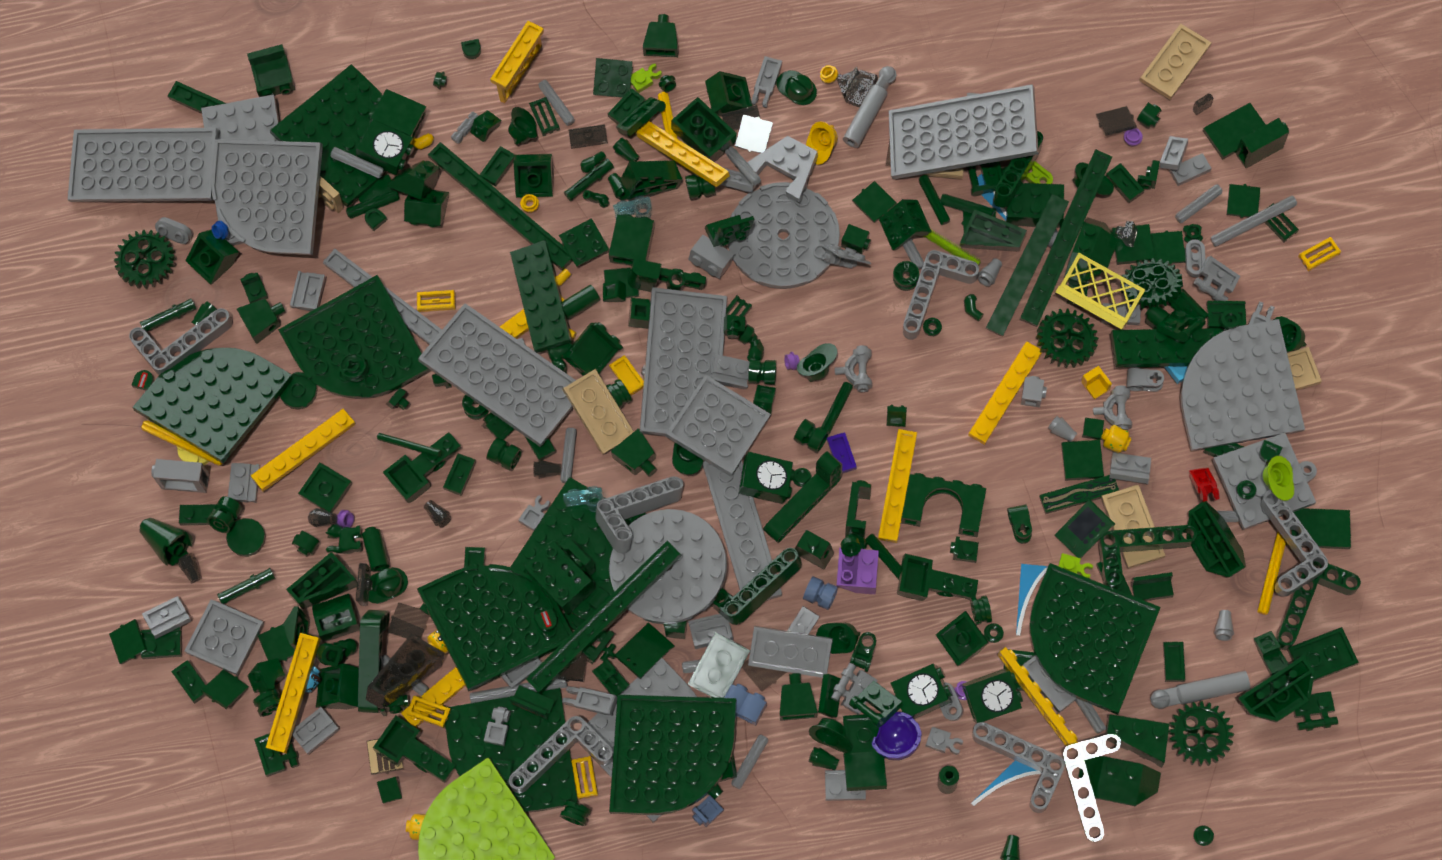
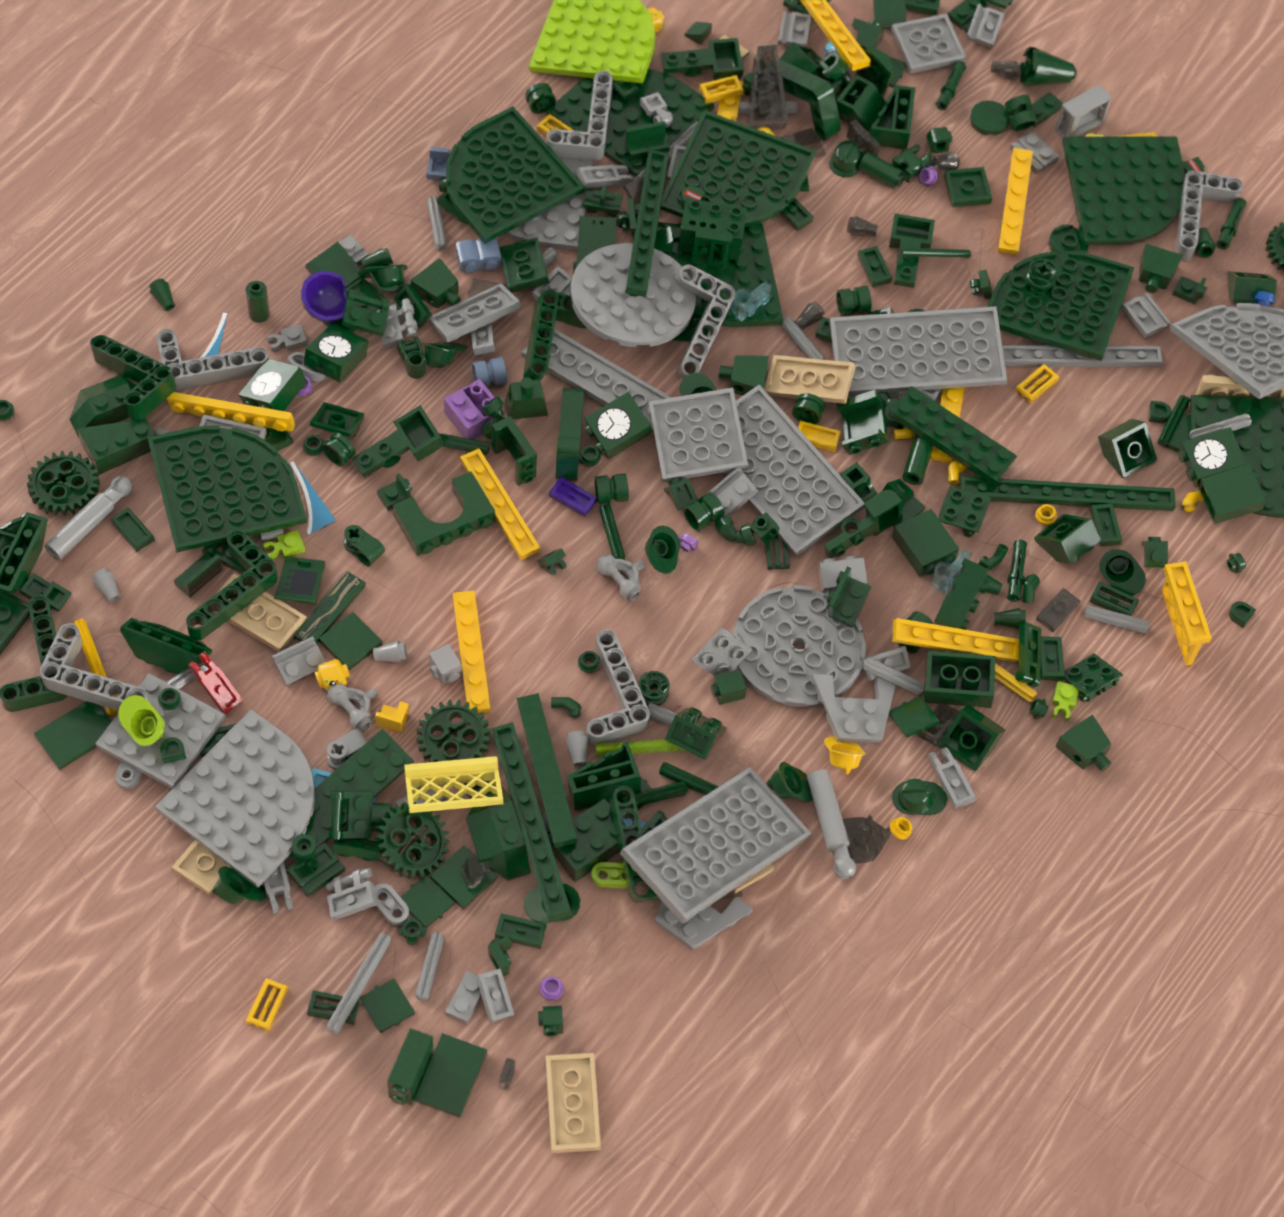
camera: 130 degrees right, 10 degrees down
(267, 702) = (847, 17): dark green wheel -> none
(416, 179) = (1158, 453): dark green slope -> none
(464, 128) = (1170, 536): light grey axle -> none
(533, 515) = (784, 277): light grey plate -> none
(874, 146) = (790, 783): none -> dark green piece
(874, 202) = (745, 741): dark green piece -> none
(1093, 428) = (363, 675): dark green tile -> none
(1116, 121) = (581, 990): clear smoke piece -> none

